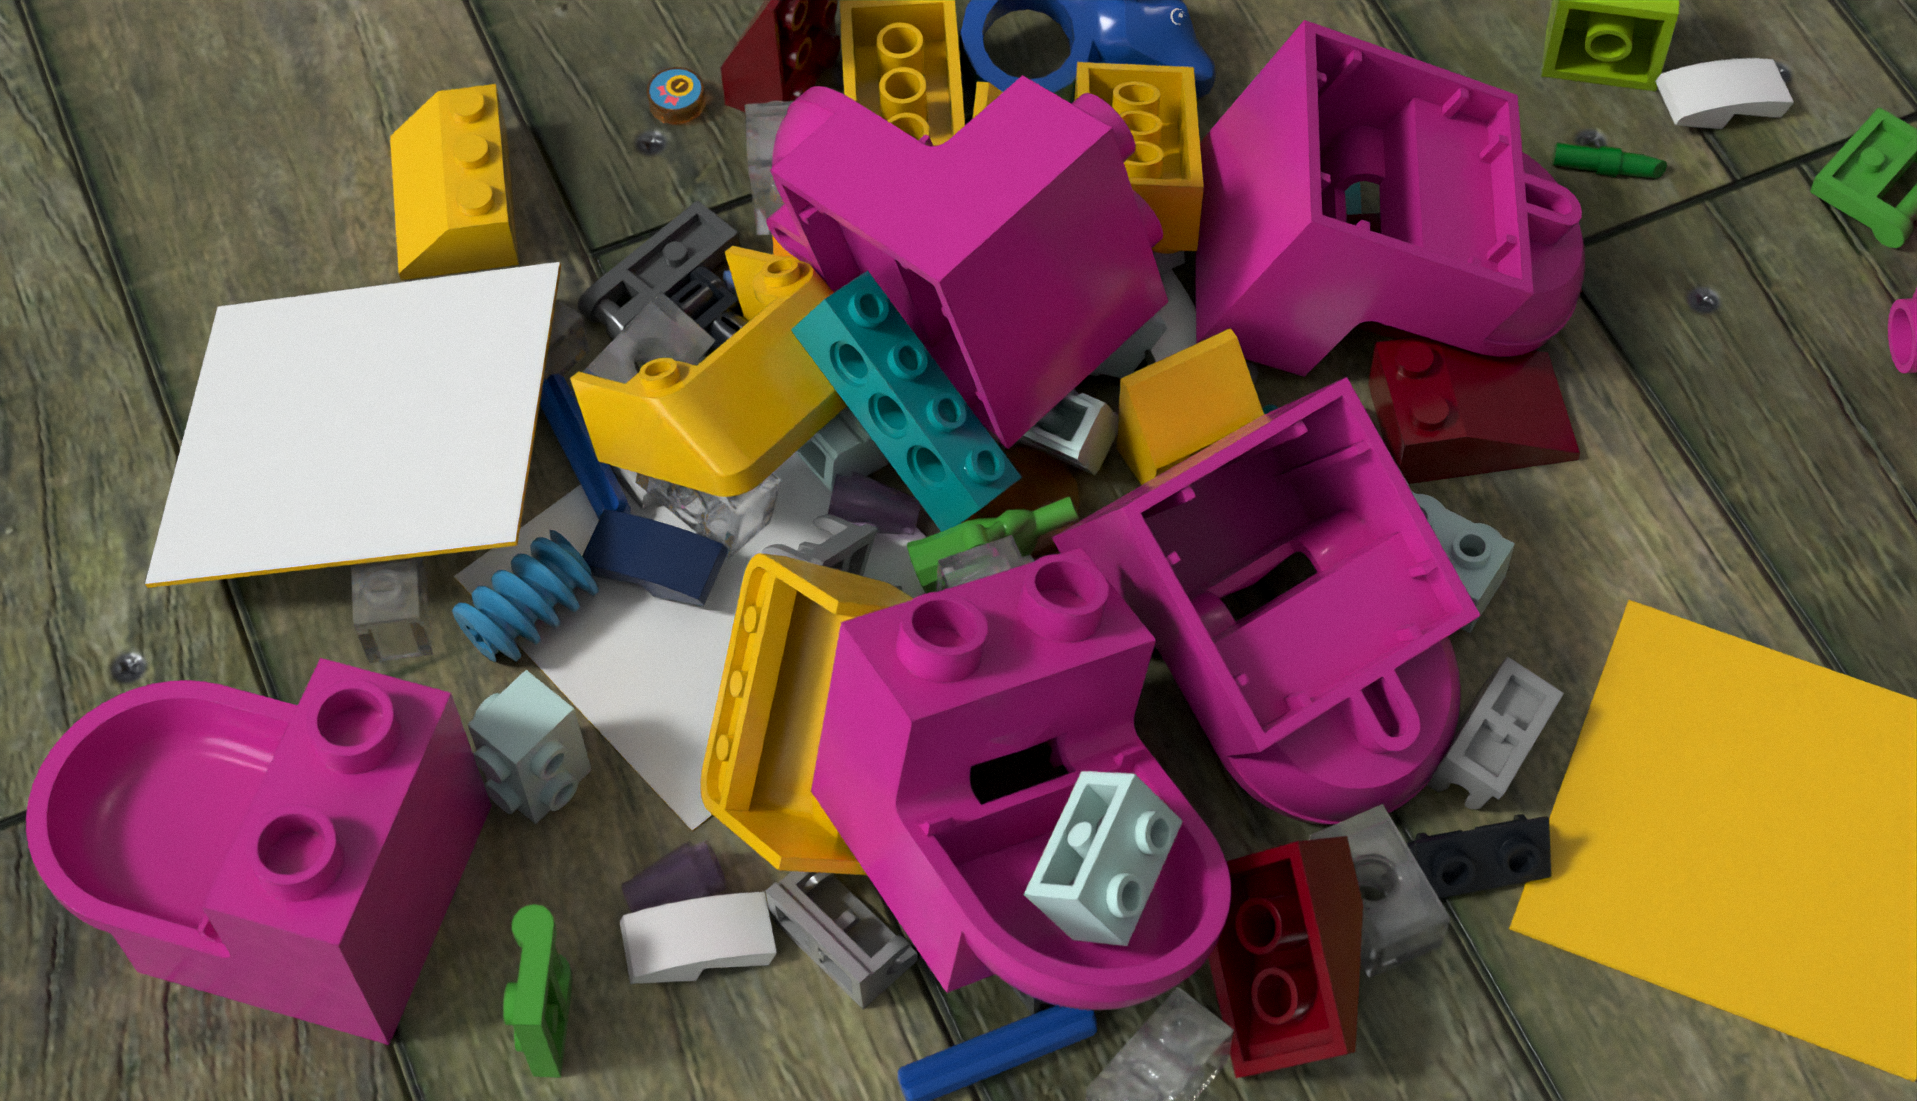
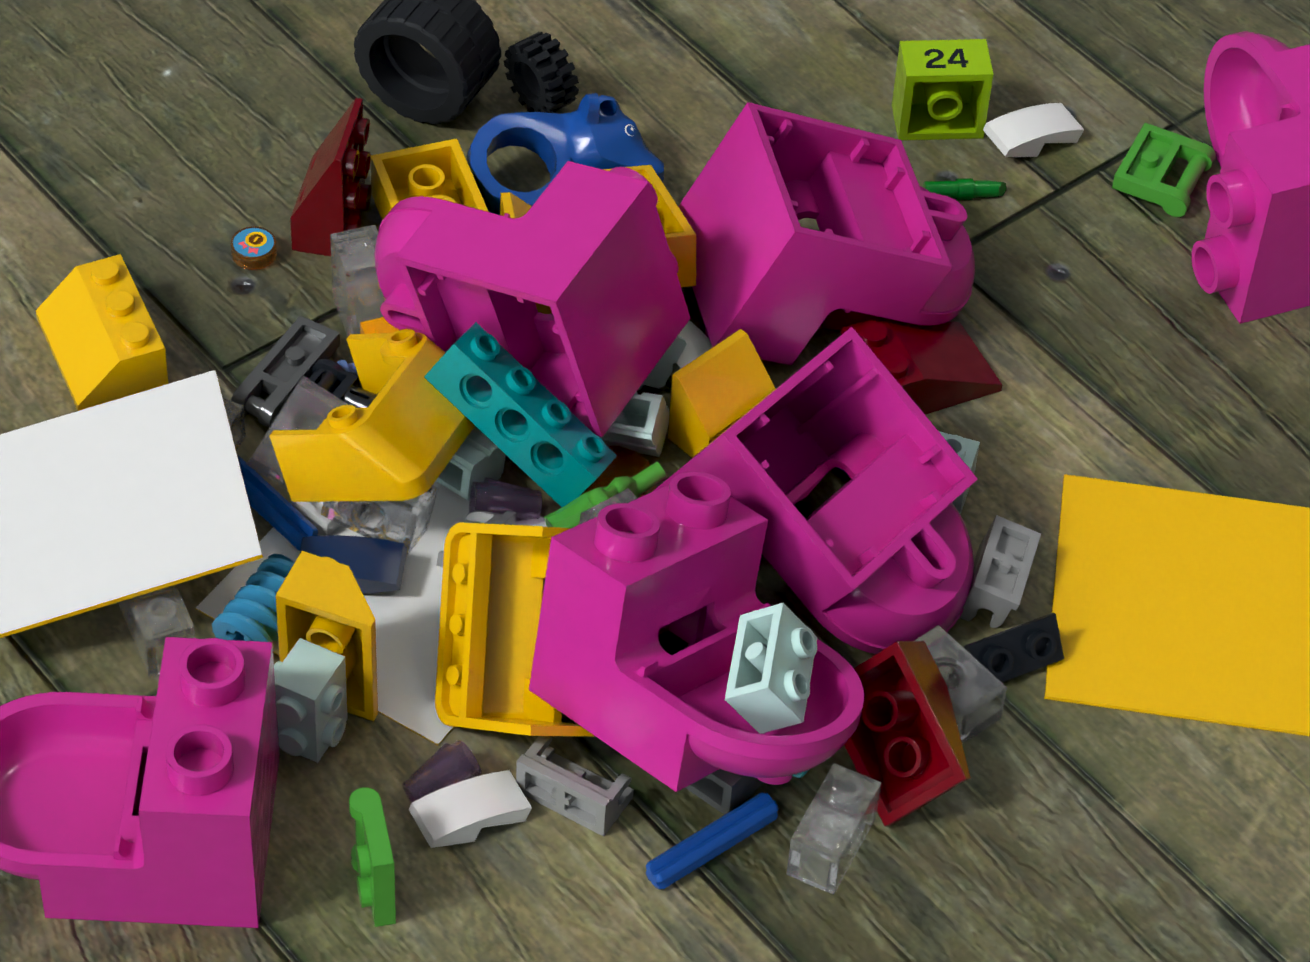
camera: 20 degrees left, 10 degrees down
(561, 638) = (328, 609): none -> yellow slope

